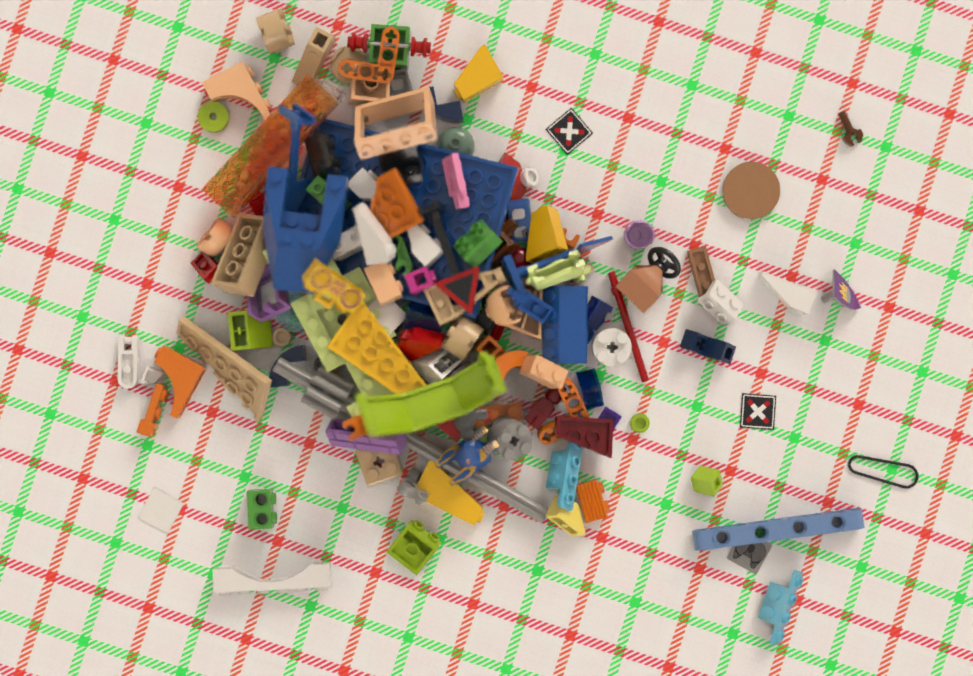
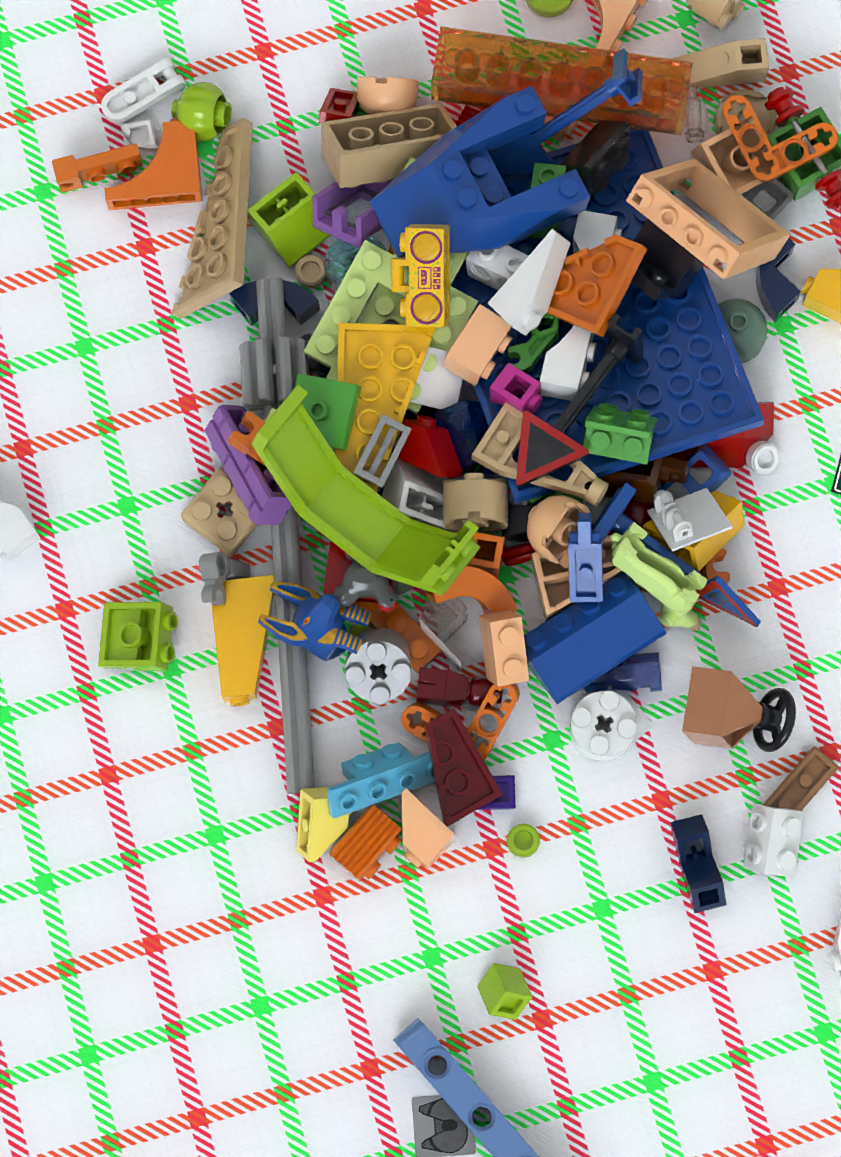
camera: 60 degrees right, 10 degrees down
(160, 337) = (203, 109): none -> lime plant
(255, 508) = (48, 387): bright green brick -> none
(367, 379) = (331, 407): none -> bright green plate
(414, 364) = (369, 476): none -> light grey tile
(455, 180) = (684, 350): bright pink hinge -> none
(539, 237) = (687, 518): none -> white hinge
(590, 388) = (523, 738): clear blue slope -> none
(606, 470) = (423, 832): none -> light nougat slope
(628, 326) = (644, 738): red bar -> none
(639, 234) = (788, 660): lavender hair -> none
(758, 411) = (655, 1002): black sticker -> none

